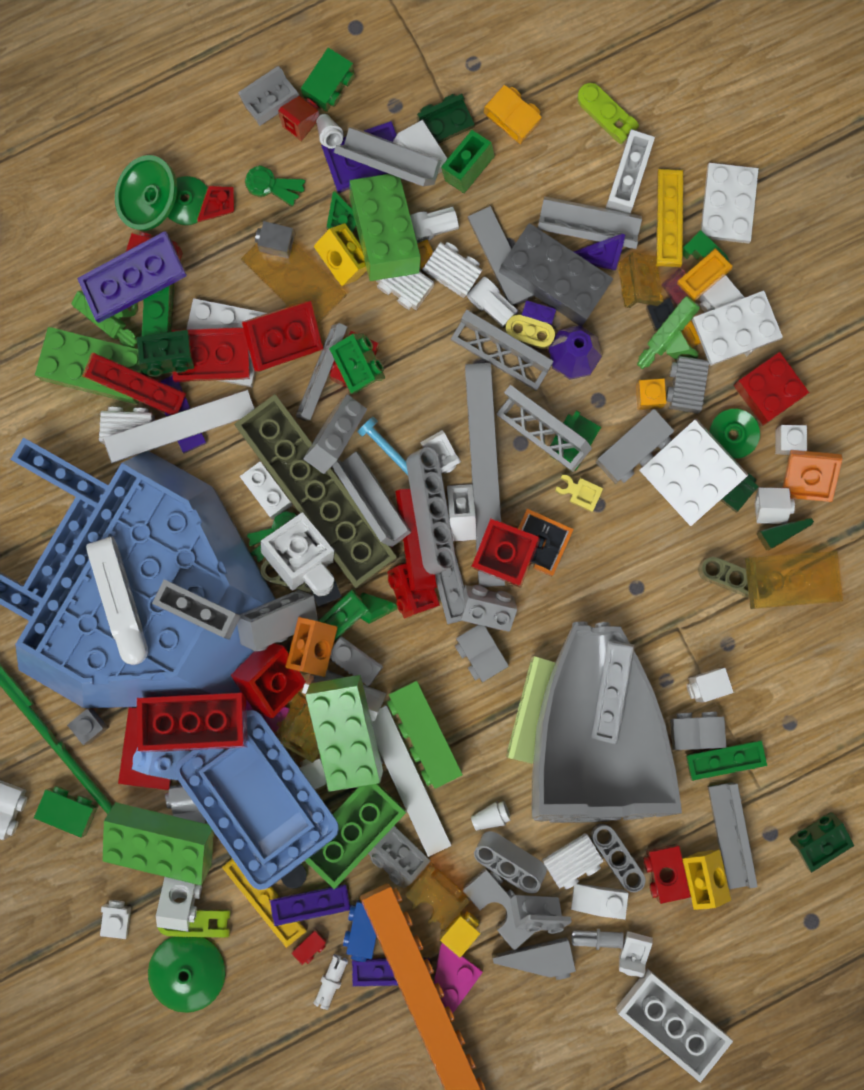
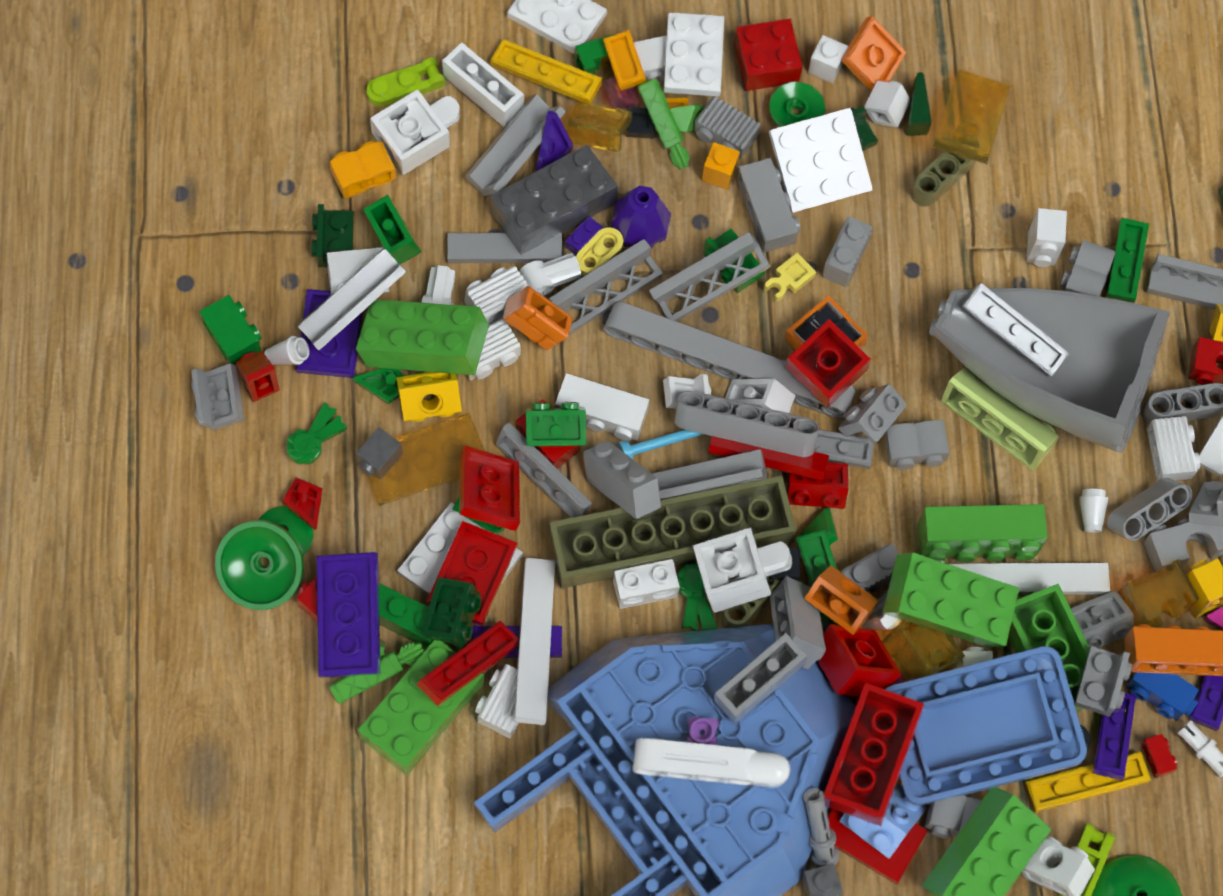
camera: 70 degrees left, 15 degrees down
(124, 701) = (822, 837): none -> light grey pin
(134, 580) = (708, 725): none -> medium lavender plate
(337, 879) = (1102, 681): none -> light grey bracket
(397, 393) = (606, 407): none -> white brick
(443, 308) = (537, 318): none -> orange brick
(563, 138) = (415, 118): none -> white brick
(623, 528) = (847, 251): none -> light grey brick

